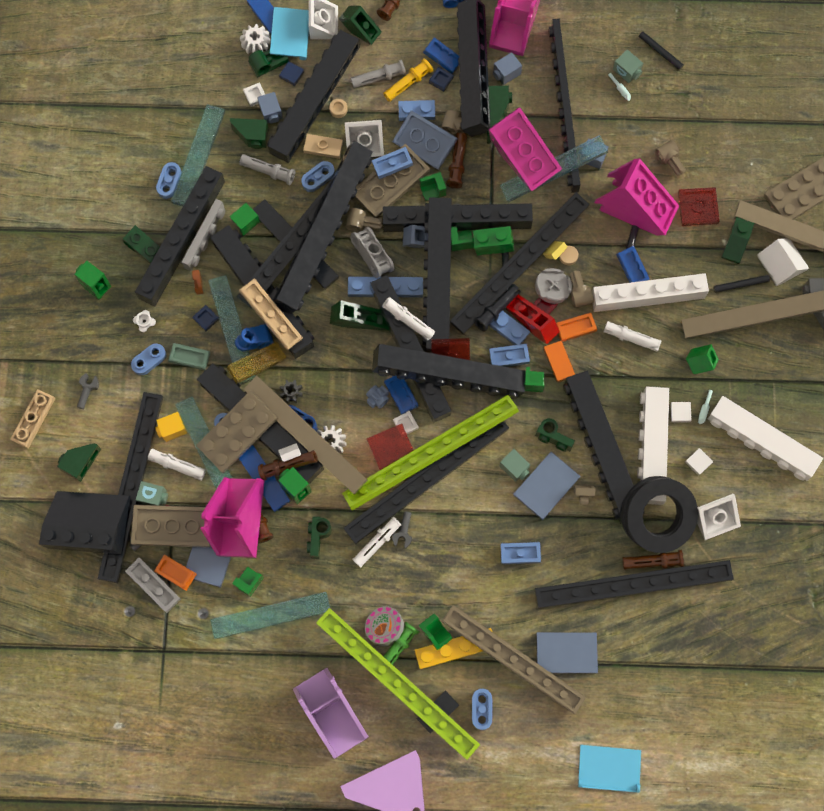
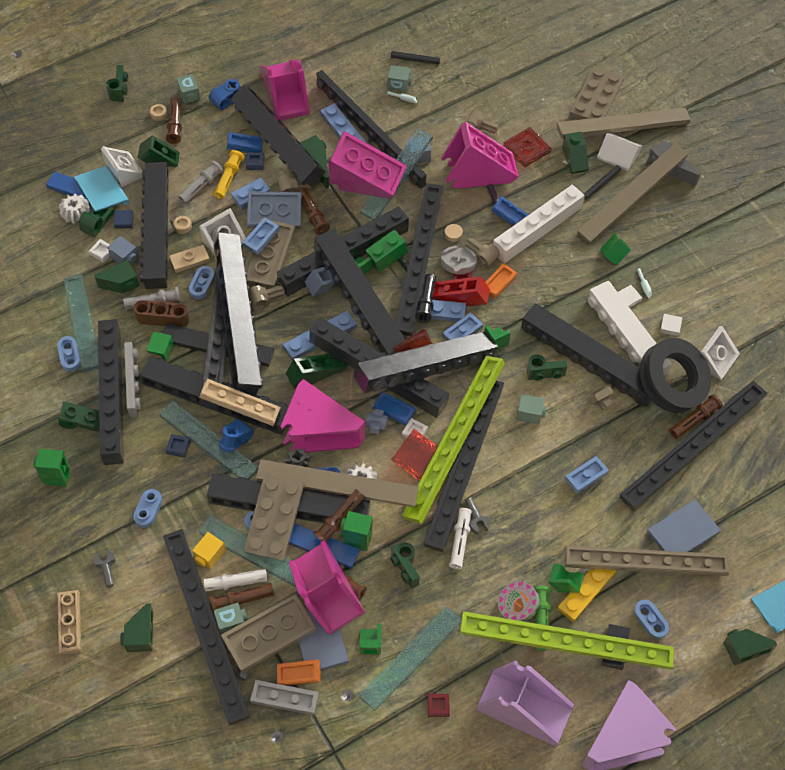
camera: 35 degrees left, 15 degrees down
(85, 522) = (184, 680): black slope -> none
(145, 315) = (122, 473): white plate -> none
(163, 479) = (241, 597): none -> reddish brown pin
(189, 356) = (184, 485): sand green tile -> none
(197, 281) = (150, 419): dark orange tile -> none
(256, 362) = (251, 453): clear yellow plate -> none
(261, 180) = (154, 308): none -> reddish brown beam
(265, 667) = (438, 705): none -> dark red tile
(289, 452) = (335, 503): white tile -> none
(324, 369) = (320, 422): none -> dark pink ladder
(378, 261) = (290, 313): light grey piece -> none
(405, 316) = (357, 337): white pin -> none
(432, 186) = (304, 239): green panel -> none
(507, 68) = (304, 125): sand blue brick -> none
(542, 93) = (338, 121): none -> medium blue plate
(543, 781) = (747, 645): none -> dark green slope
(546, 485) = (567, 411): sand blue tile -> none
(555, 250) = (441, 233): light yellow tile -> none
(559, 361) = (505, 313): orange tile -> none
(632, 336) = (550, 262): white pin -> none
(765, 438) = (707, 278): white brick -> none

